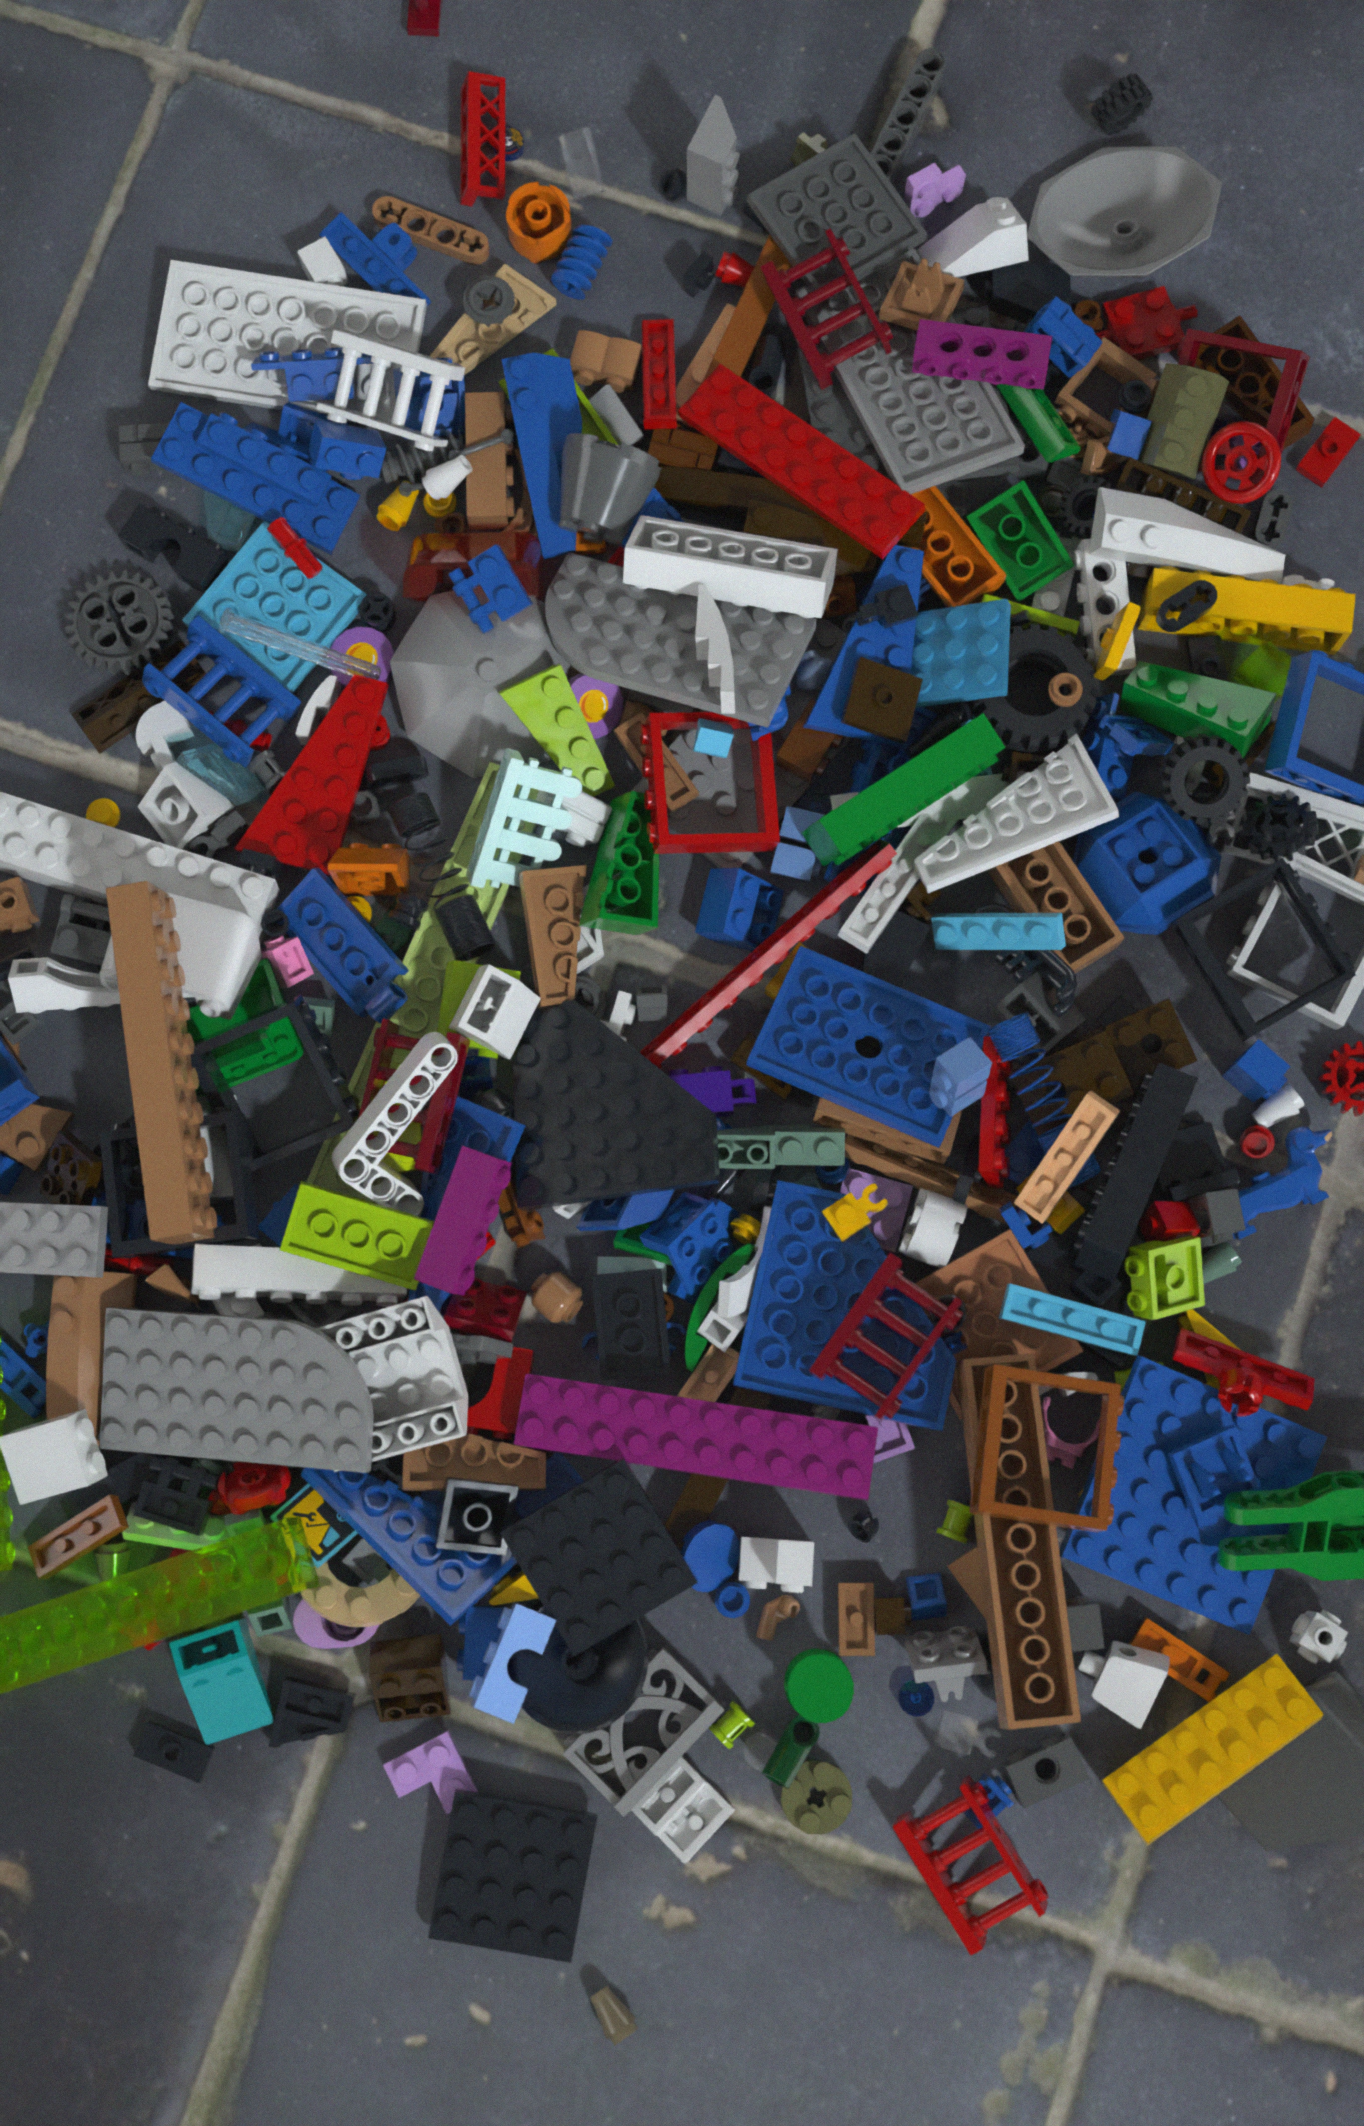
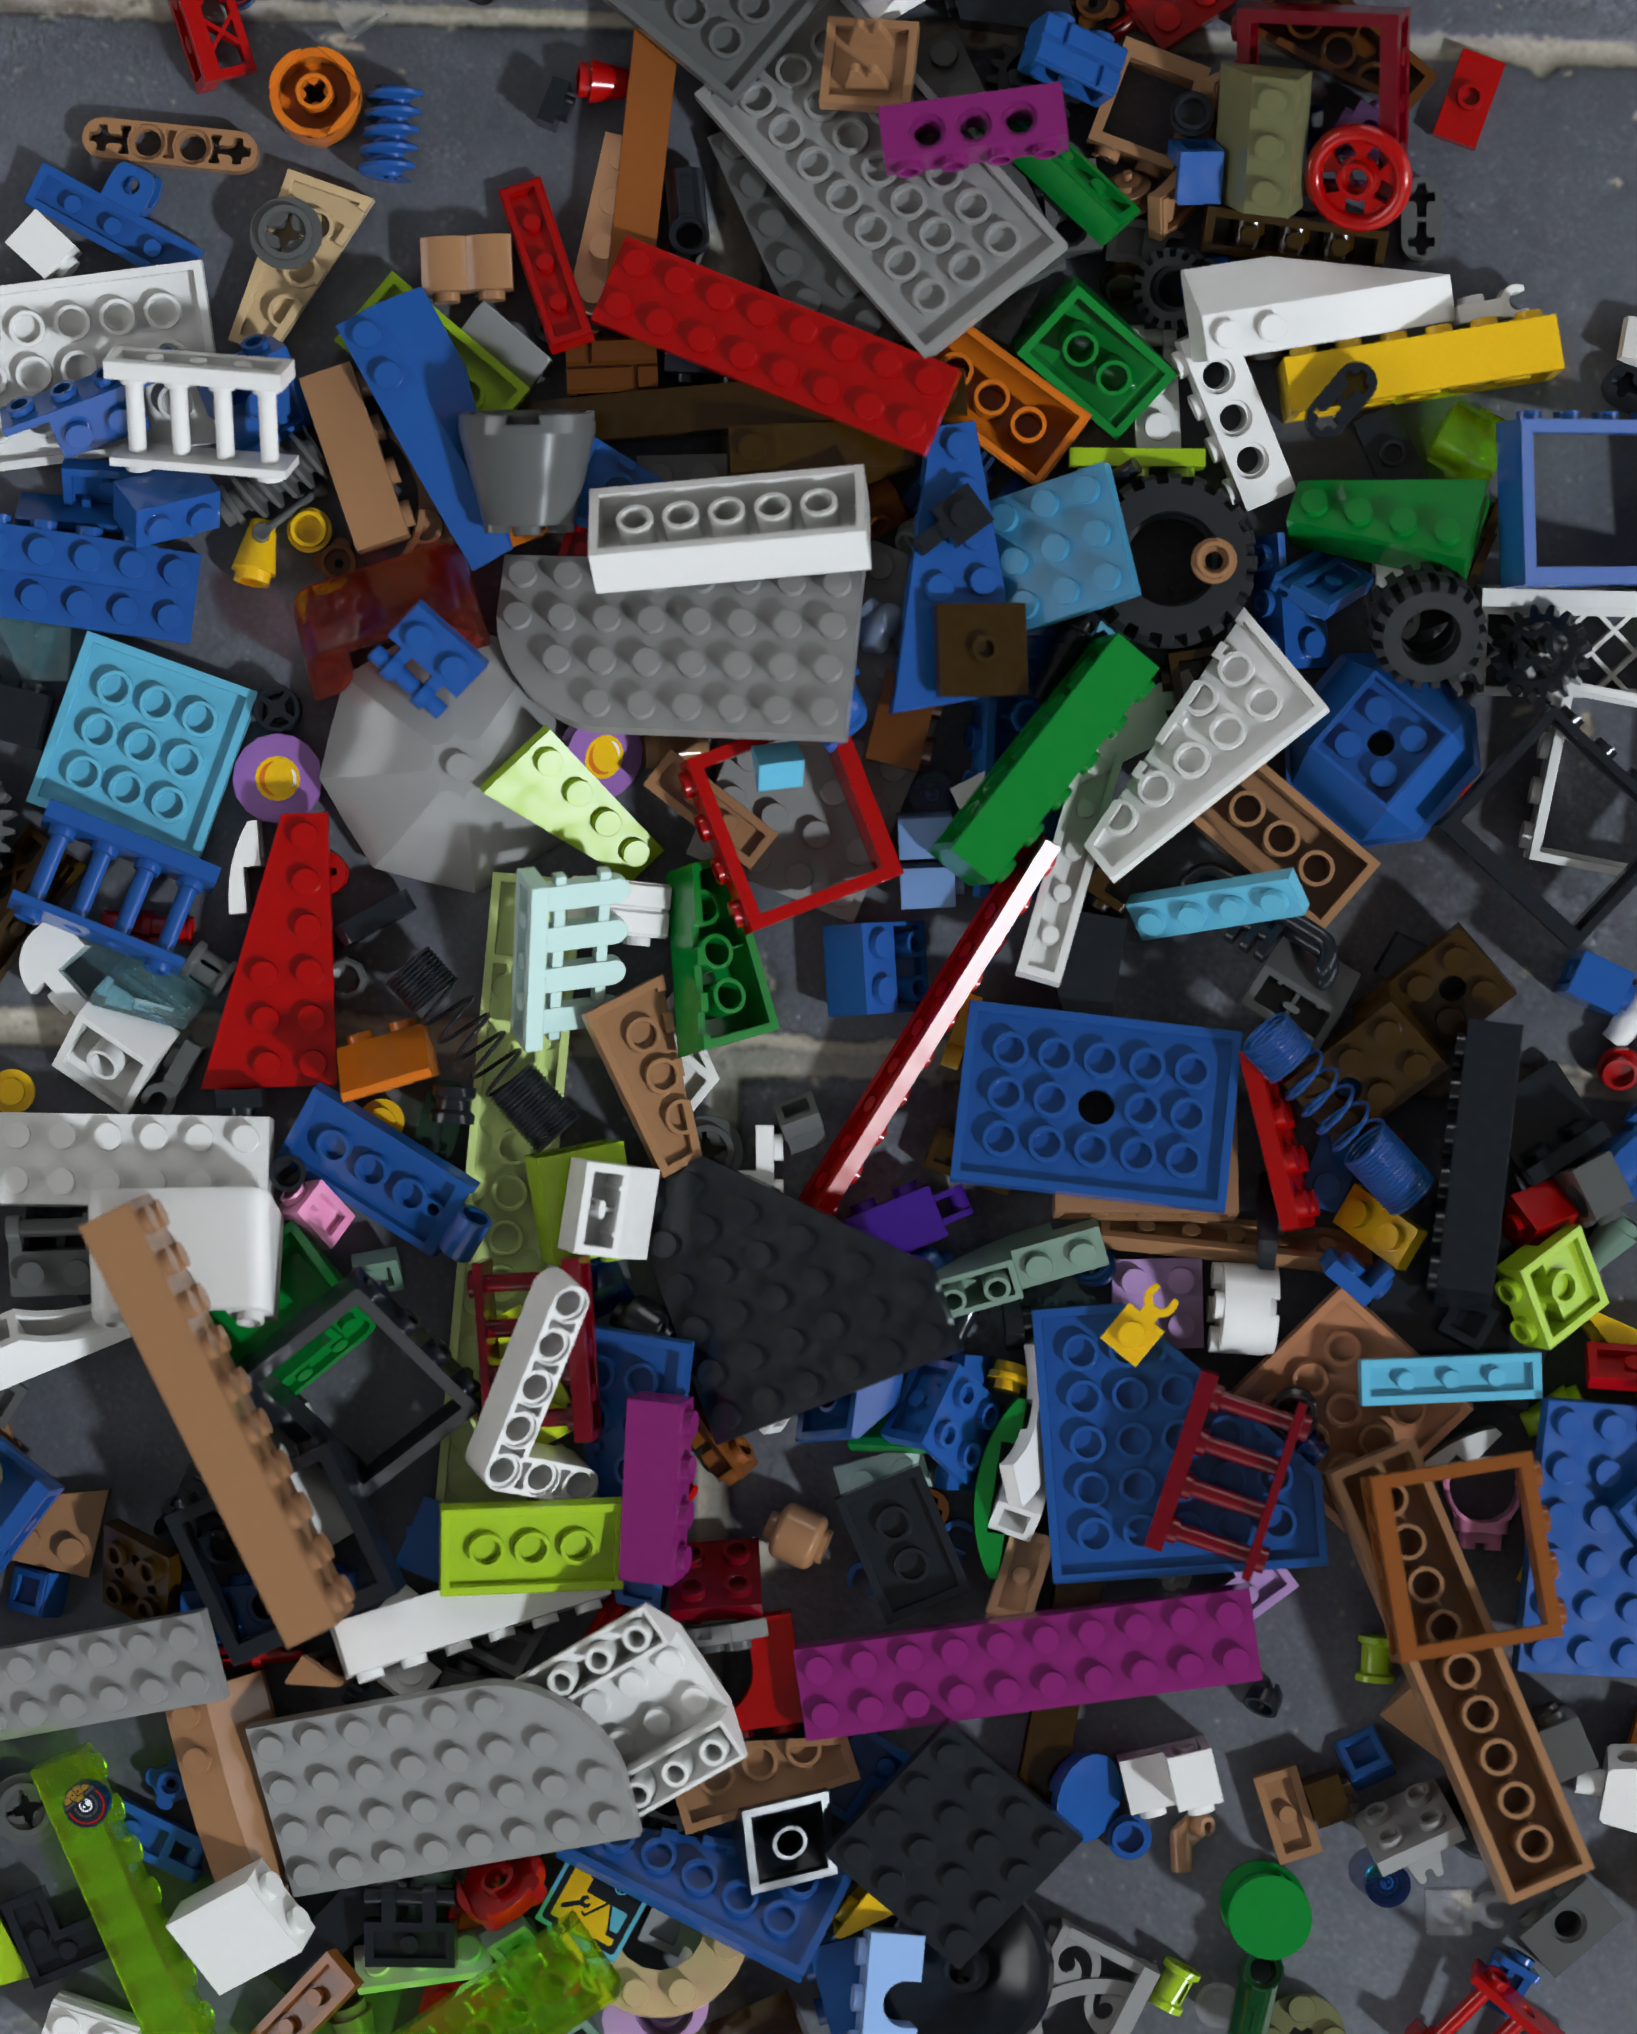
camera: 20 degrees left, 10 degrees up
(295, 547) = (144, 661): red axle -> none
(296, 646) = (194, 794): clear axle -> none
(444, 478) = (309, 508): white cone -> none
(506, 437) = (374, 425): dark grey hinge -> none
(714, 646) = (743, 652): white slope -> none
(795, 308) = (704, 131): dark red fence -> none
(959, 1077) = (1224, 1126): medium blue piece -> none
(1066, 1156) = (1387, 1184): light nougat plate -> none
(1116, 640) = (1261, 476): yellow plate -> none

